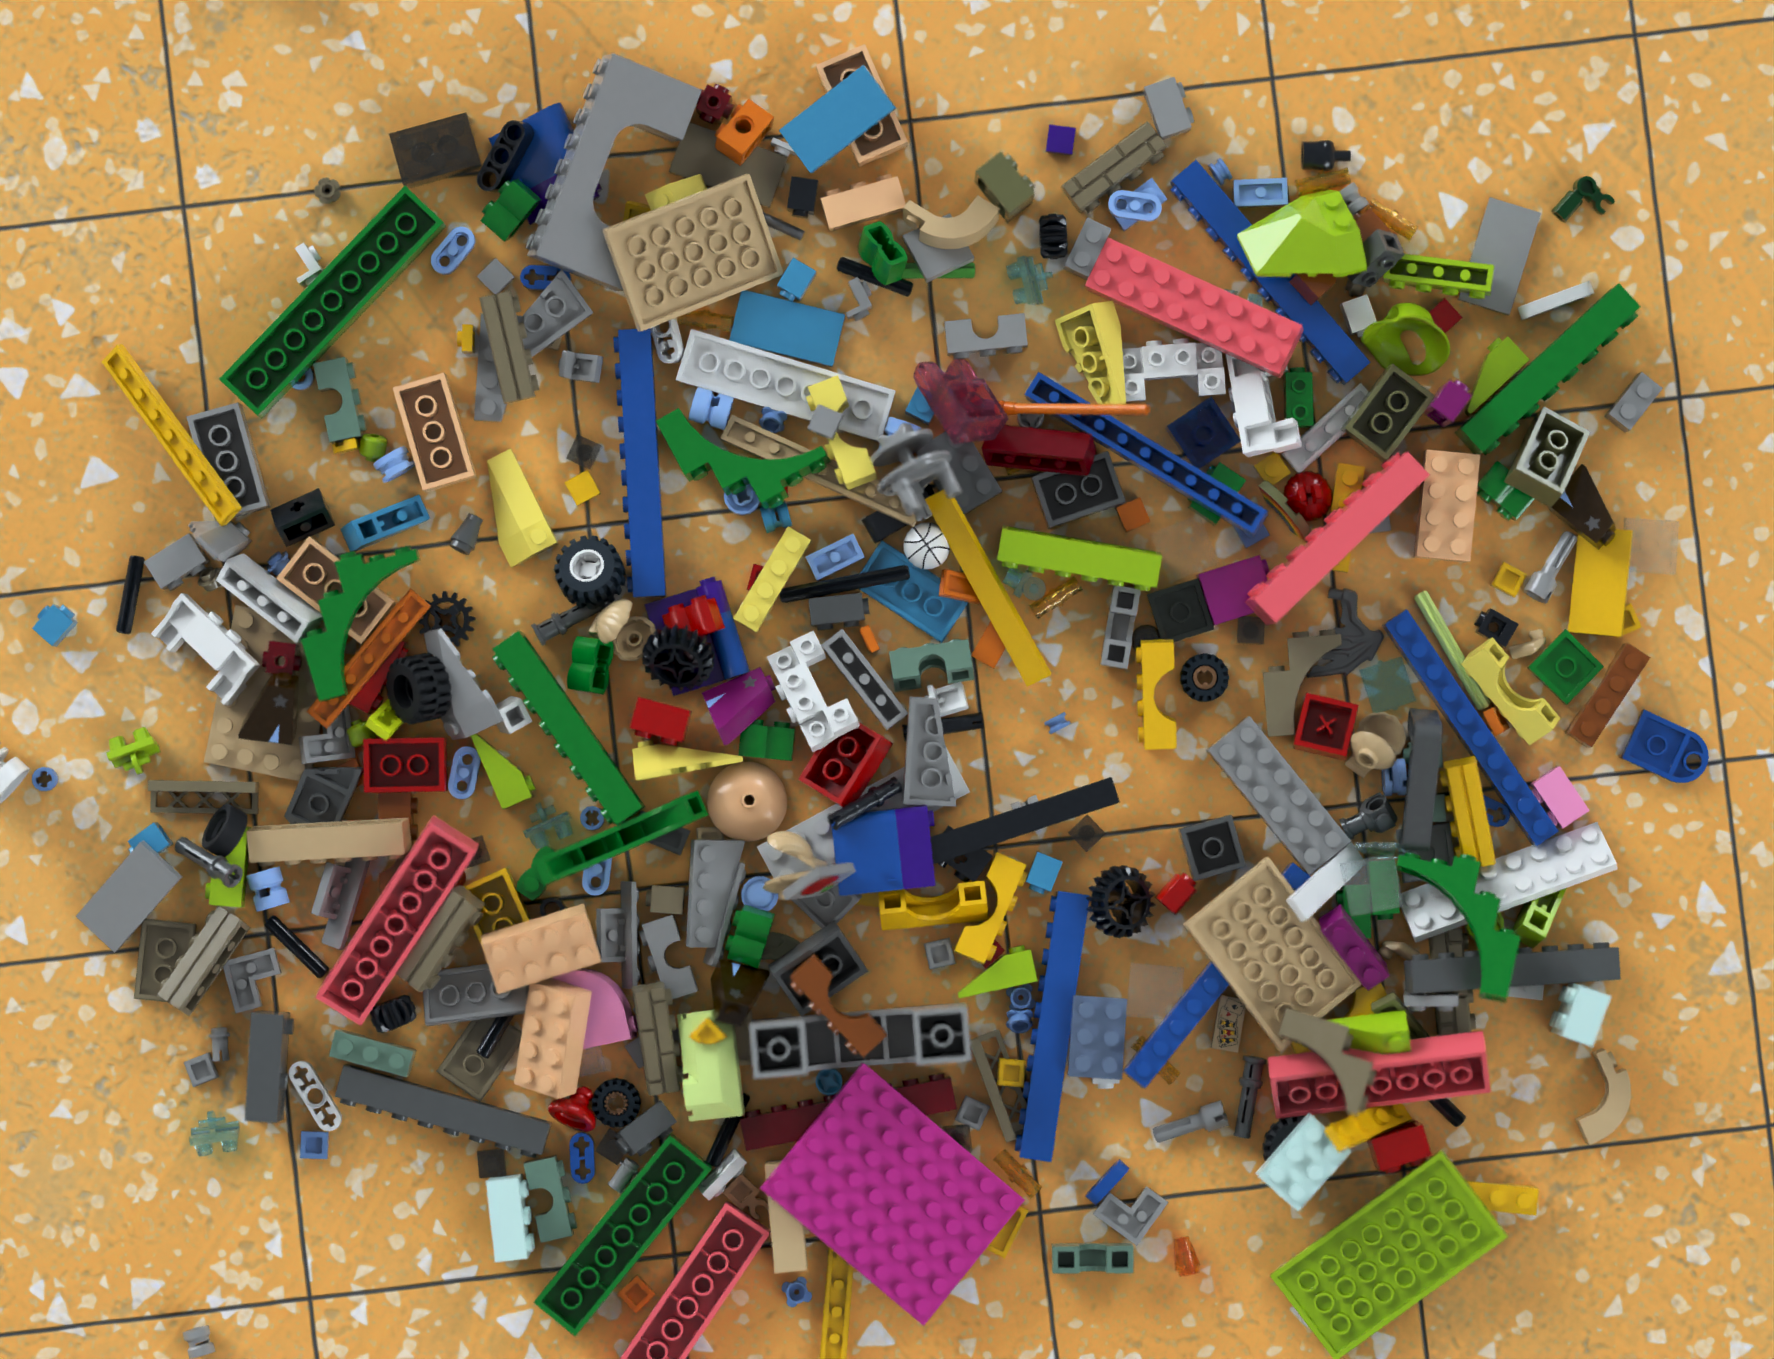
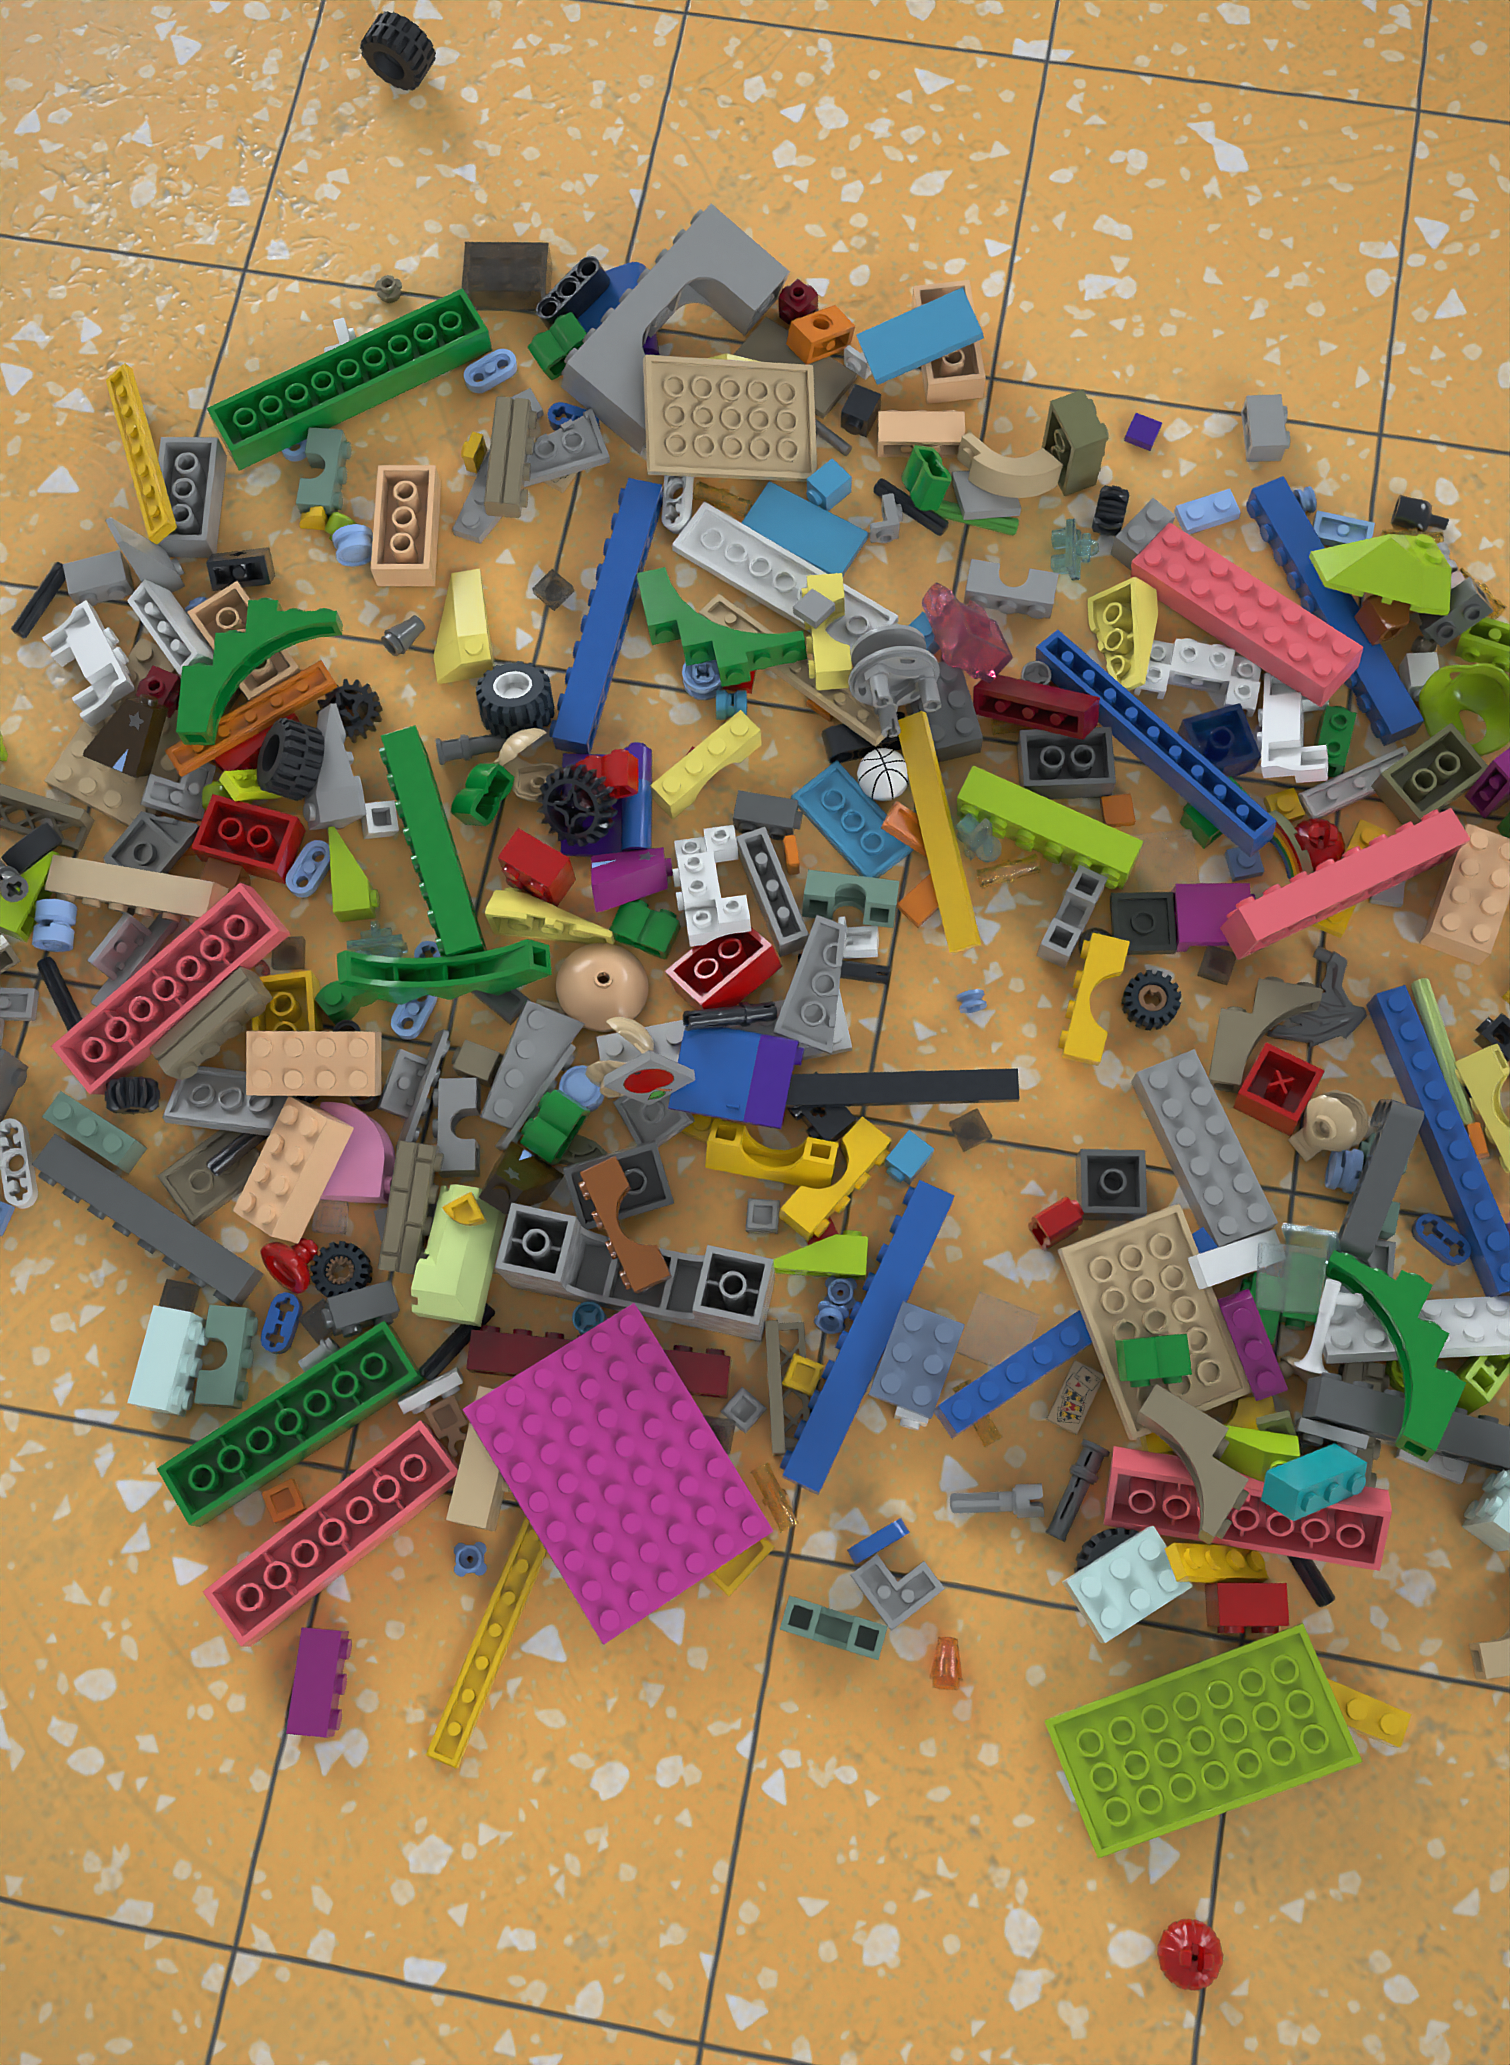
camera: 20 degrees right, 15 degrees down
(208, 578) = (122, 605): dark tan plate -> none
(384, 523) = (314, 594): dark azure slope -> none
(580, 366) = (578, 508): light grey bracket -> none
(582, 487) = (539, 625): yellow tile -> none
(711, 408) = (696, 579): light blue wheel -> none
(772, 420) = (767, 608): medium blue plate -> none
(835, 557) = (781, 763): light blue plate -> none
(844, 583) = (790, 790): black axle -> none
(1015, 408) = (1021, 660): orange piece -> none
(1114, 167) = (1193, 467): dark tan brick -> none
(1129, 912) = (979, 1230): black gear -> none
(1134, 205) = (1206, 502): light blue plate -> none
(1279, 987) = (1153, 1358): none -> green brick
(1374, 815) = (1311, 1205): dark grey connector -> none
(1387, 685) = (1358, 1069): clear light blue piece -> none
(1405, 892) = (1331, 1296): none -> white piece
(1423, 1046) = (1314, 1481): none -> teal brick
(1469, 809) = (1426, 1225): yellow brick -> none

